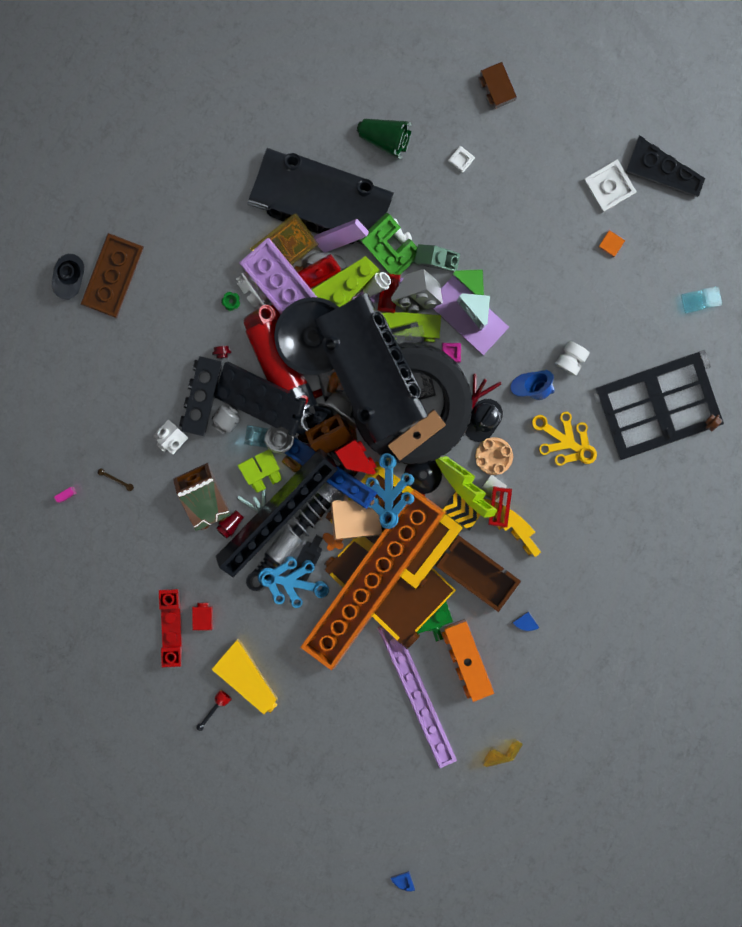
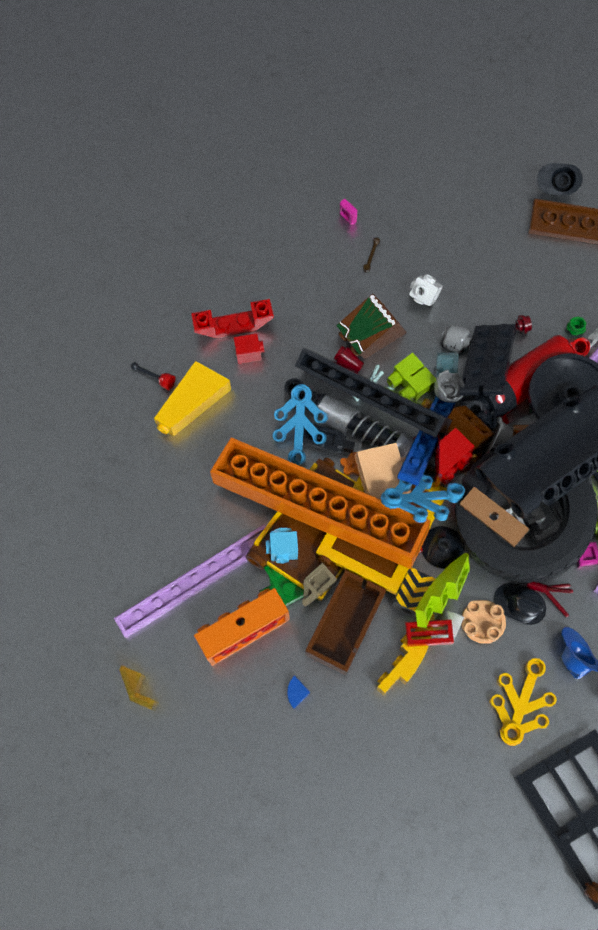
camera: 80 degrees right, 20 degrees down
(199, 426) = (483, 307): black brick -> none
(405, 616) = (282, 545): none -> medium azure brick
(442, 591) = (317, 583): none -> dark tan slope

